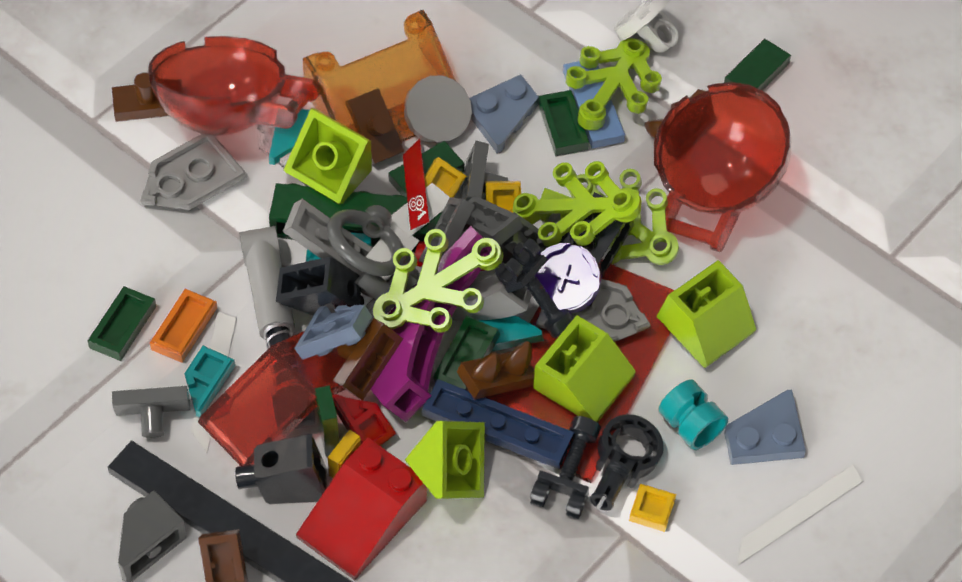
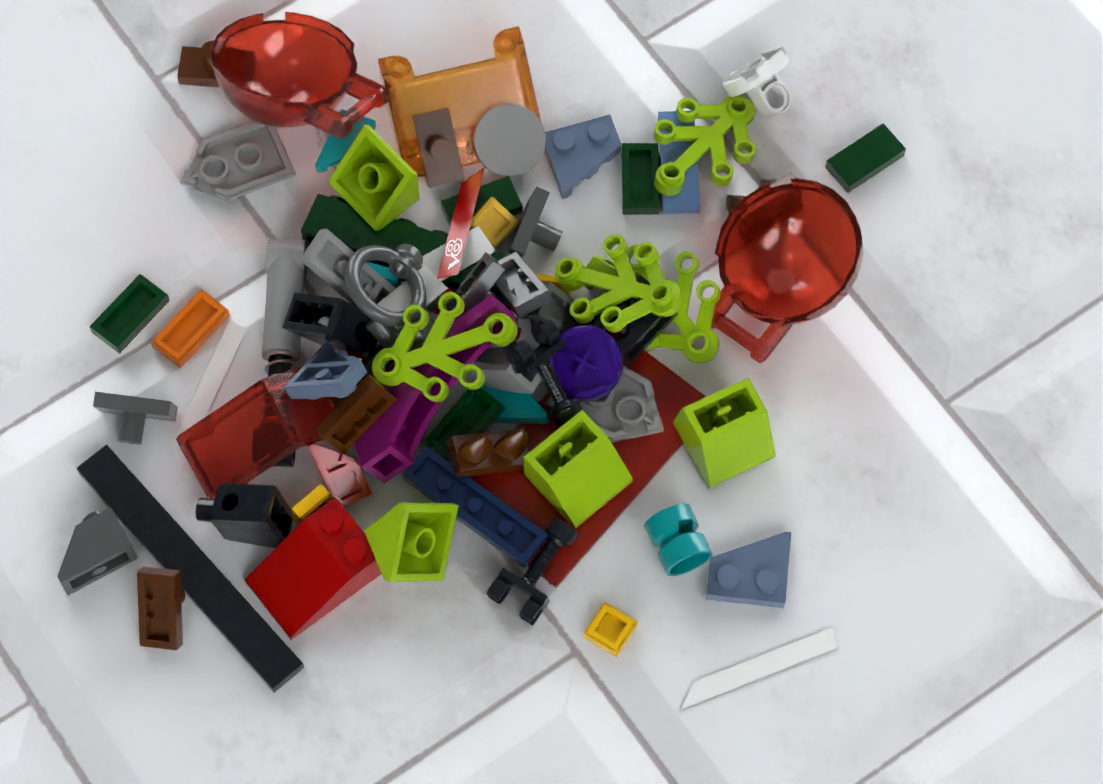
camera: 15 degrees right, 10 degrees up
(206, 377) = (198, 391): teal tile -> none
(327, 419) = (300, 467): dark green tile -> none
(502, 193) = (548, 252): yellow tile -> none
(622, 463) = (580, 587): black pin -> none

